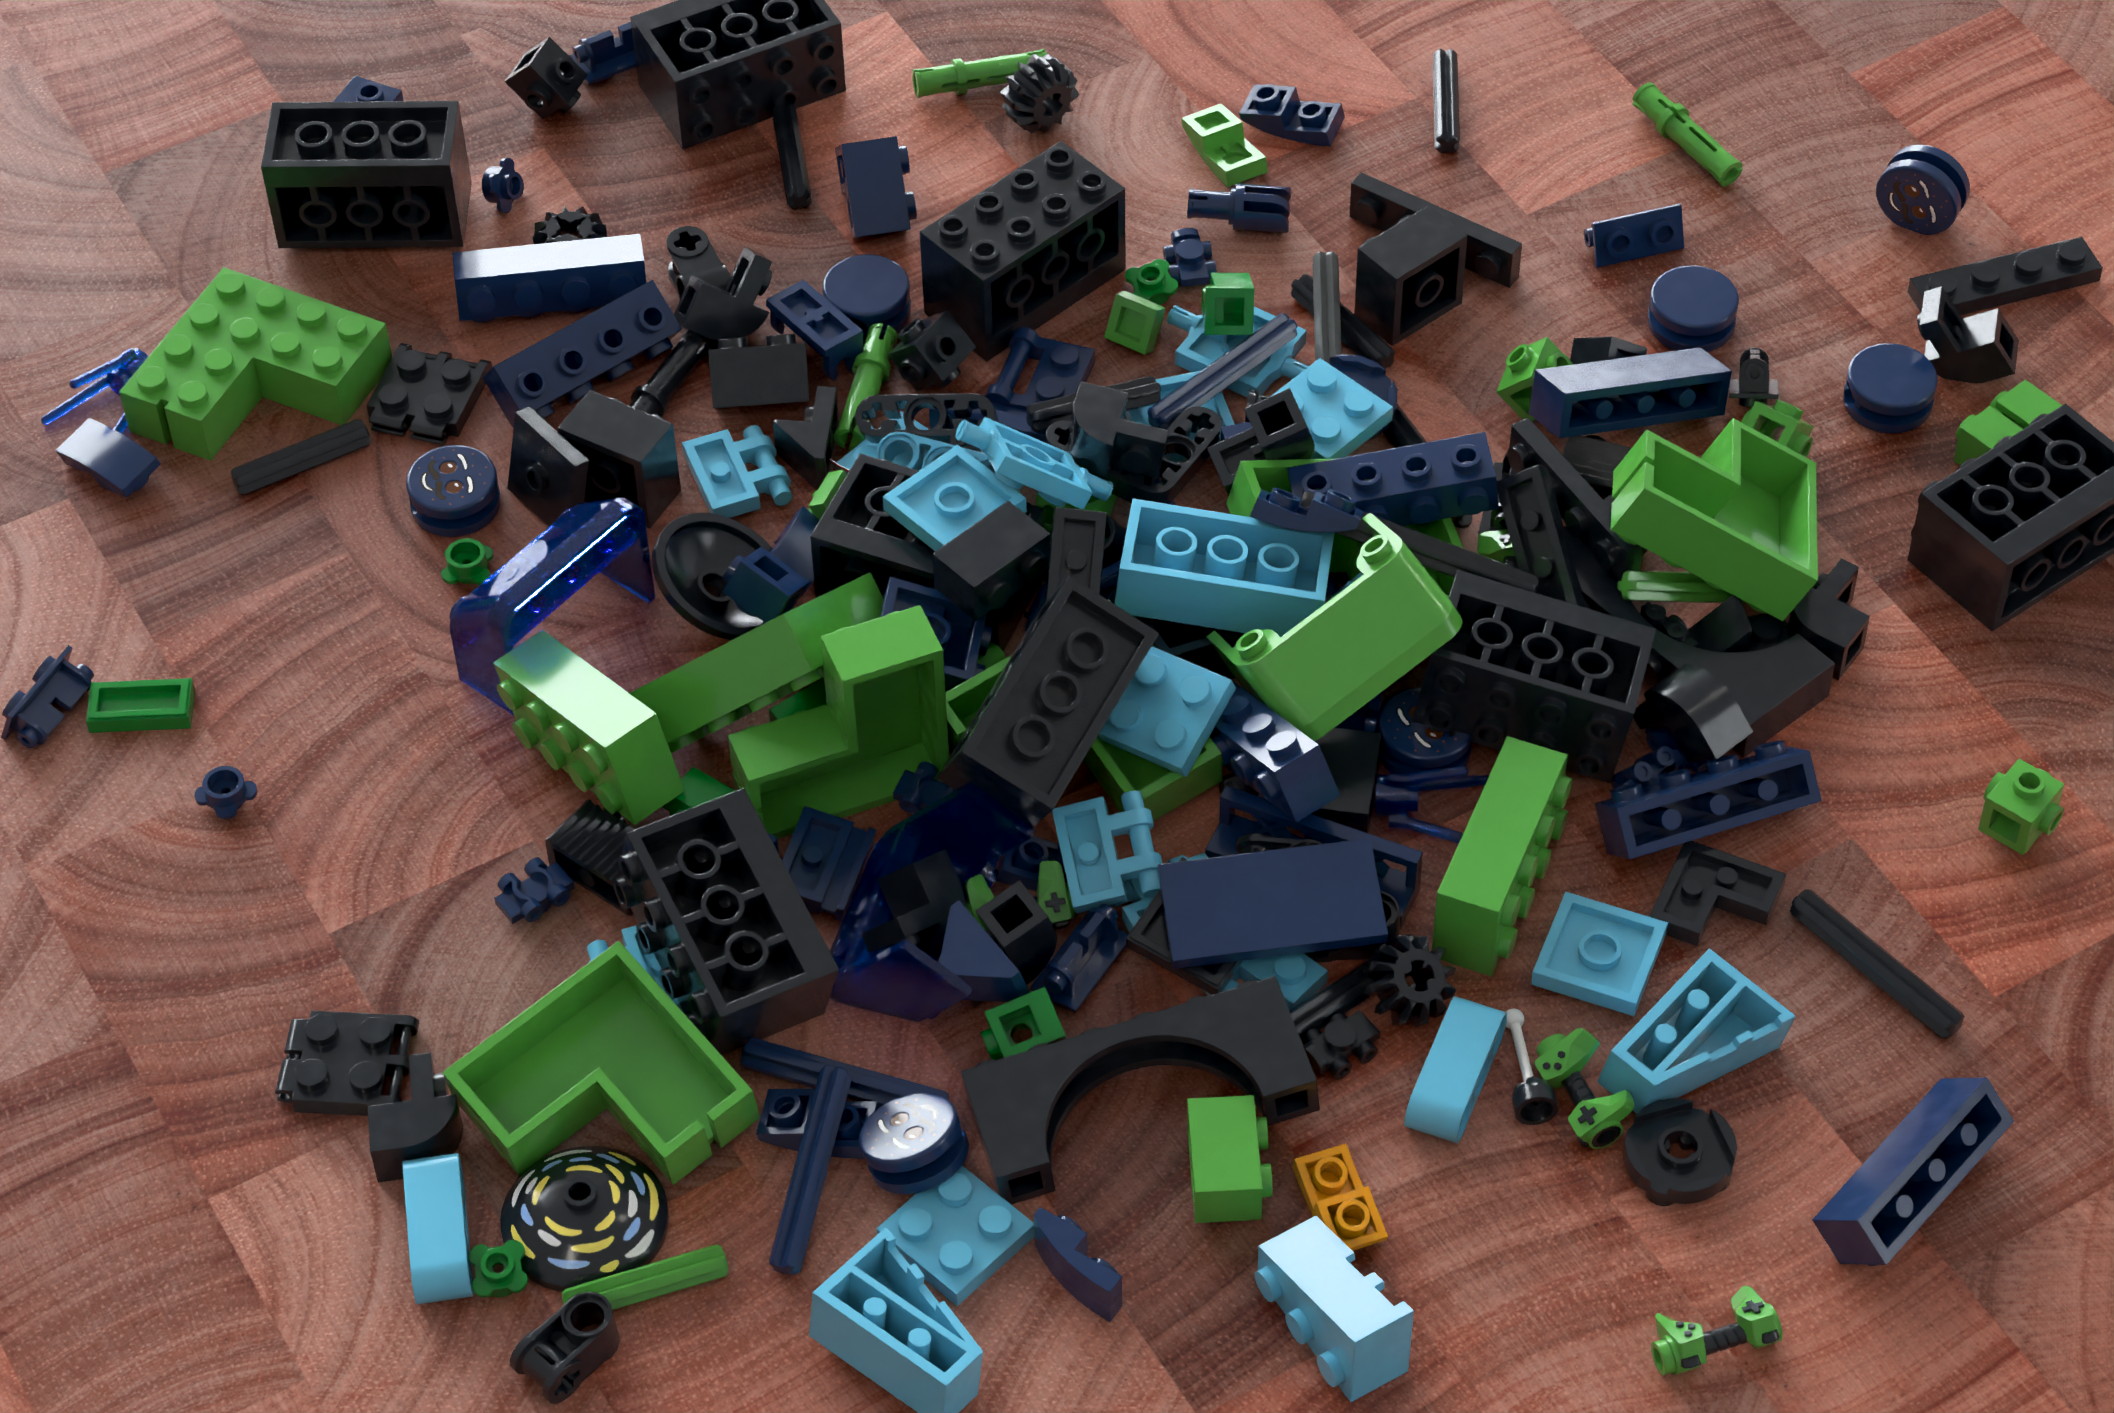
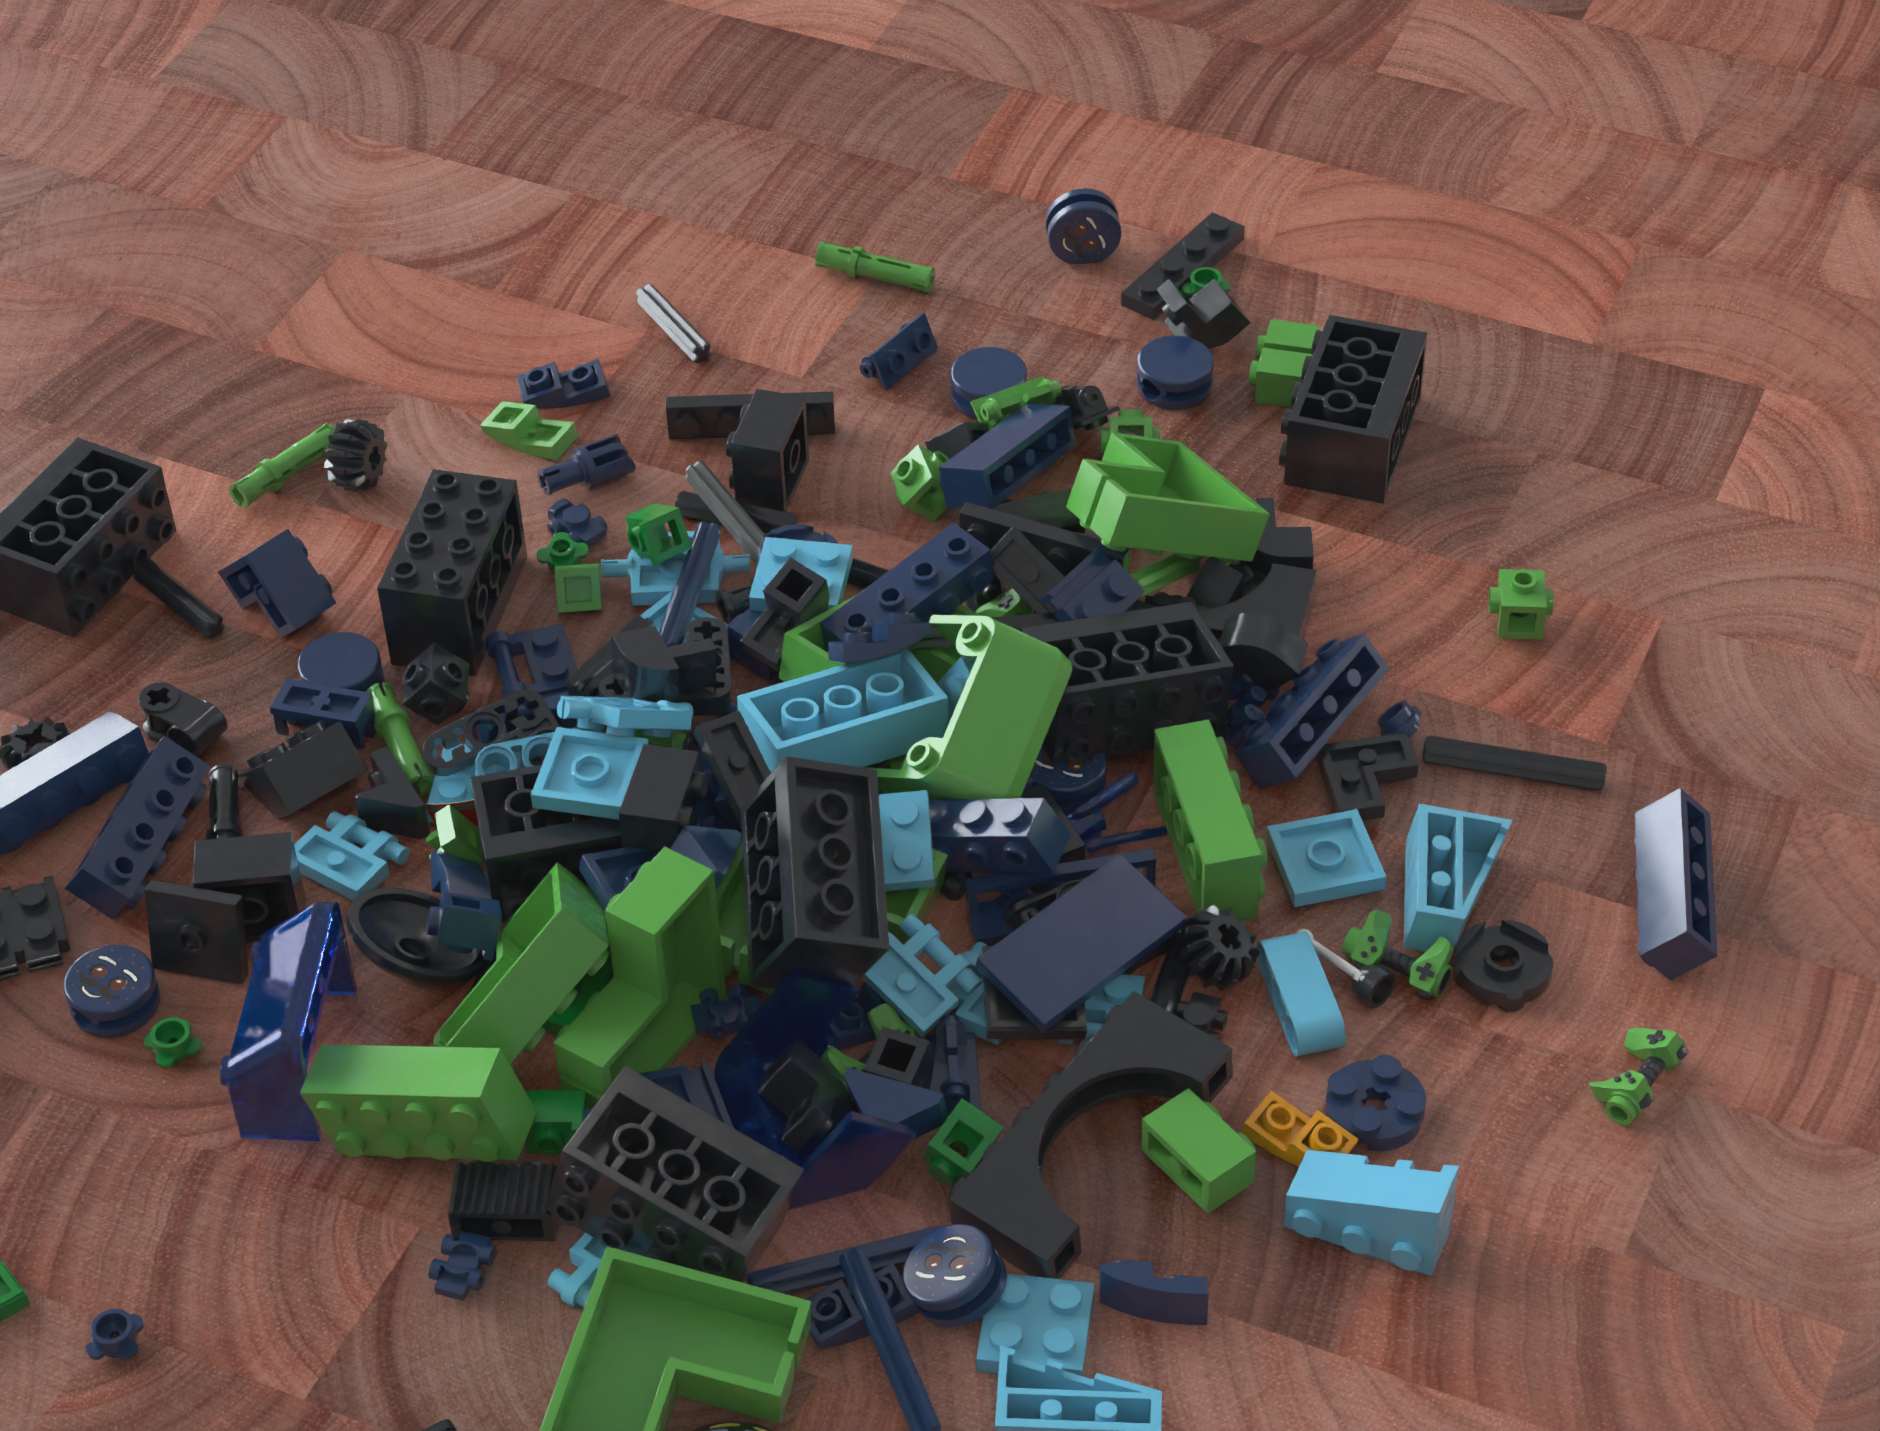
camera: 35 degrees left, 5 degrees down
(727, 311) = (238, 729): black brick -> none
(984, 638) = (709, 847): none -> dark blue slope
(1444, 1186) = (1383, 1081): none -> dark blue plate
(1574, 569) = (1093, 589): none -> dark blue plate
(1719, 341) = (1001, 404): none -> bright green hinge
(1794, 859) = (1399, 719): none -> dark blue plate
(2012, 306) = (1200, 278): none -> green plate

